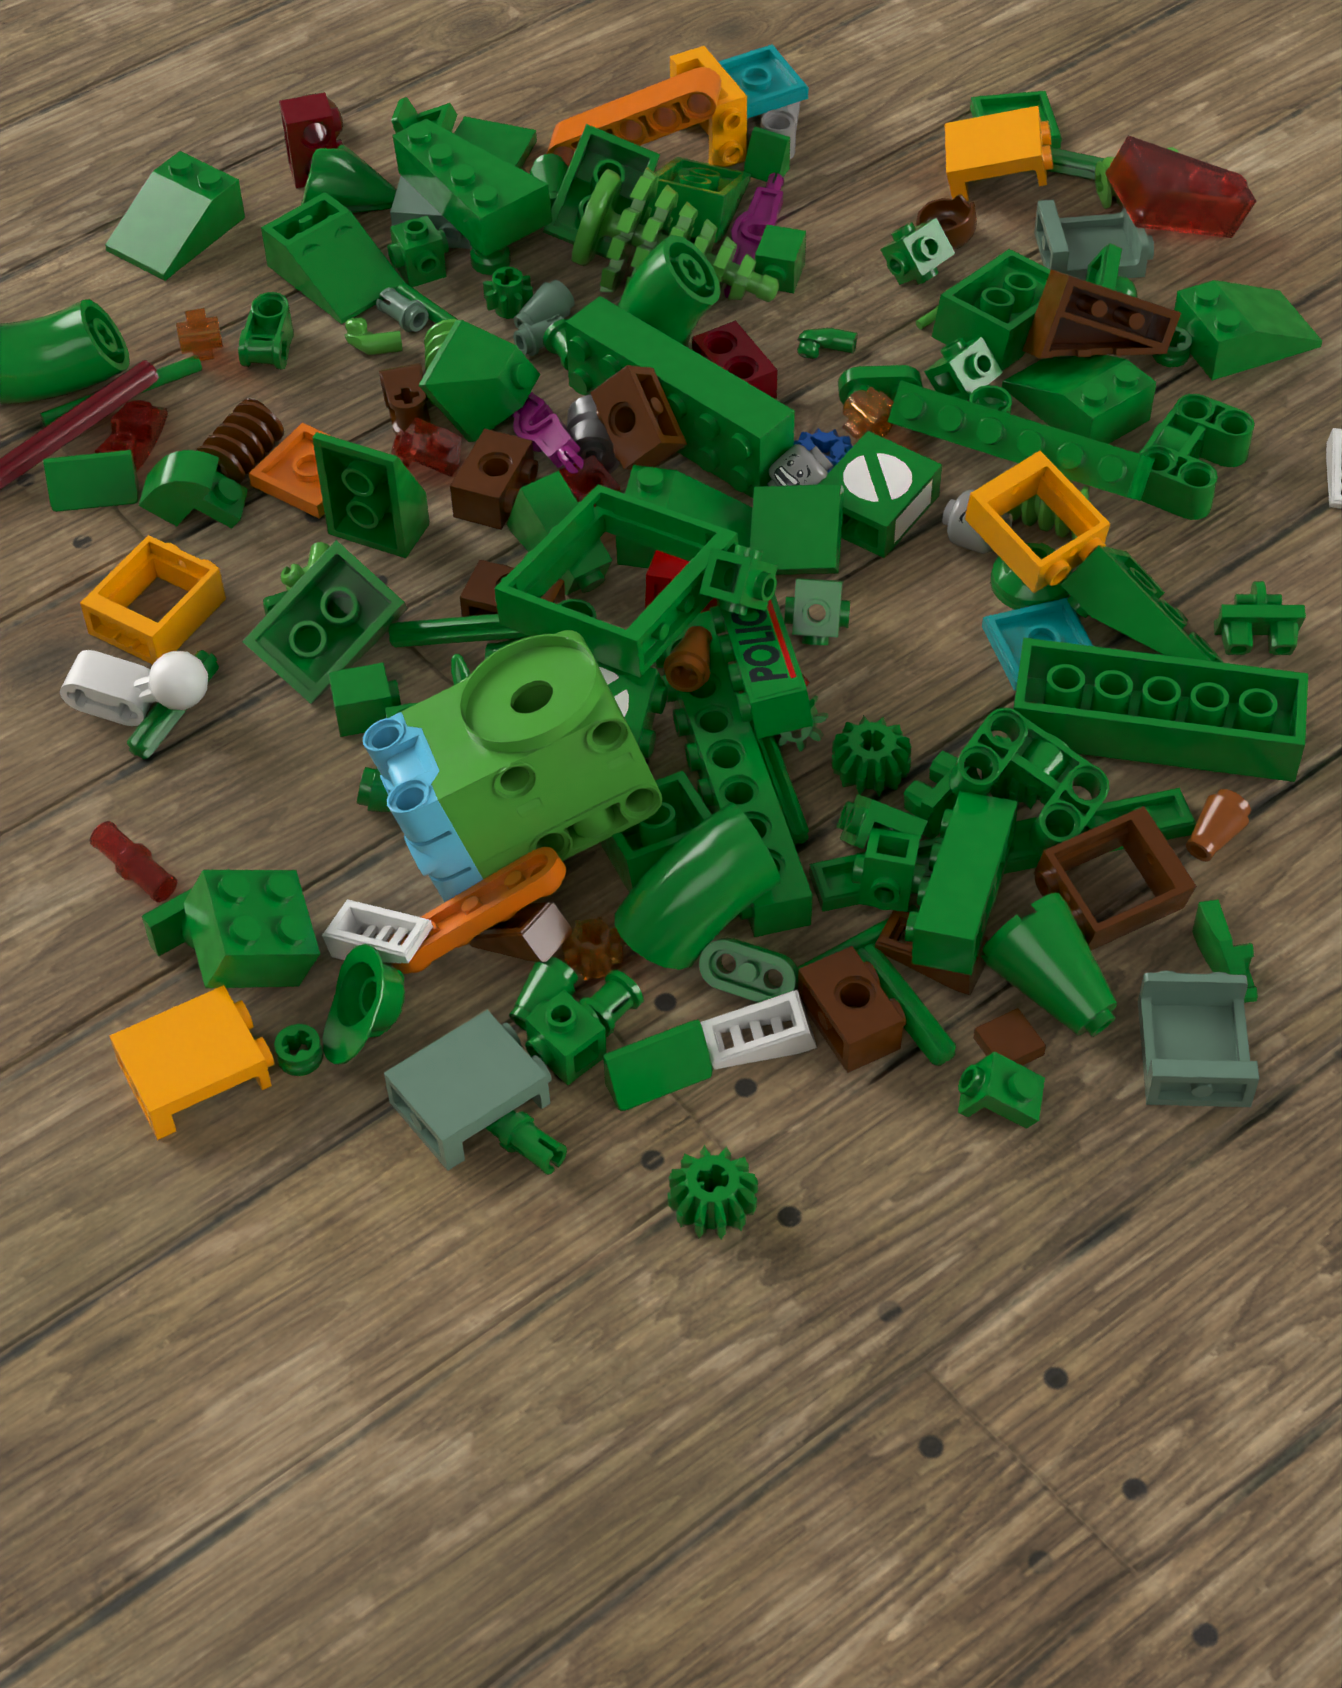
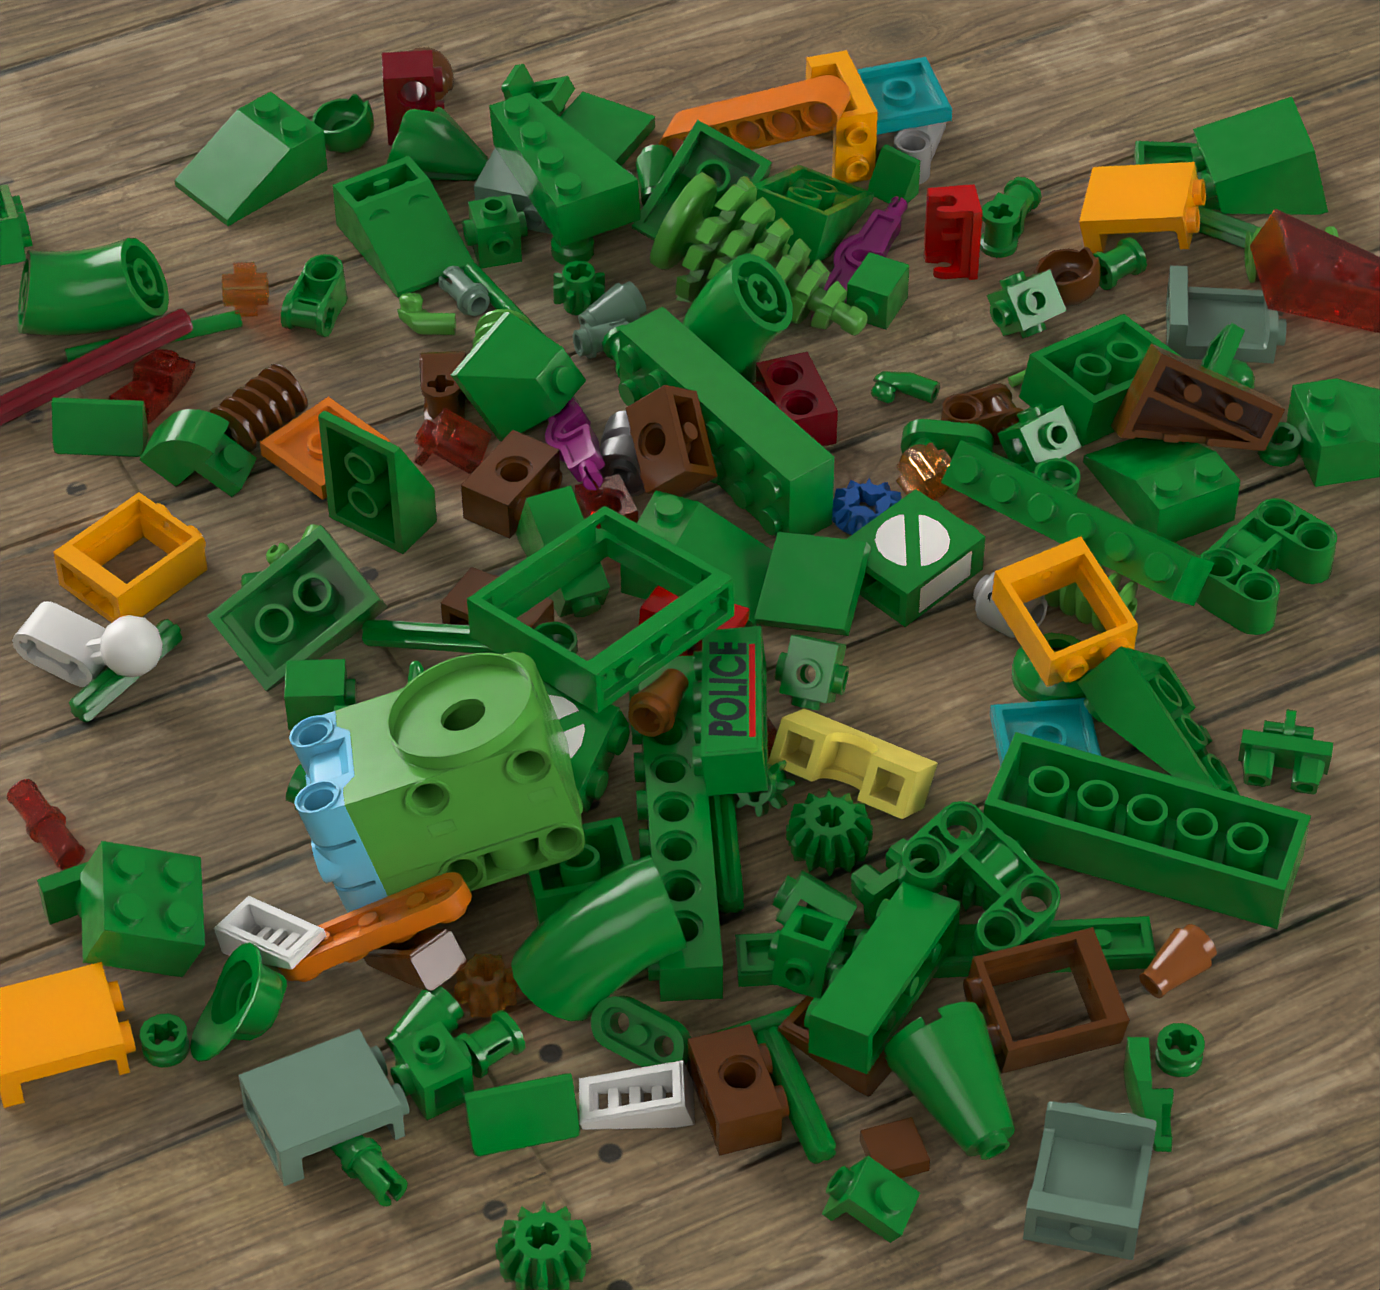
camera: 10 degrees right, 5 degrees down
(256, 170) = (345, 123): none -> green hair
(739, 579) = (721, 626): green brick -> none
(799, 467) = (833, 517): light grey head -> none
(837, 195) = (953, 231): none -> red hinge
(877, 178) = (1006, 217): none -> green connector
(905, 692) = (826, 749): none -> light yellow arch
(906, 348) = (983, 409): none -> reddish brown piece
(991, 202) = (1120, 262): none -> green bush
(1092, 98) = (1260, 162): none -> green slope
(1242, 894) = (1187, 1039): none -> green bush

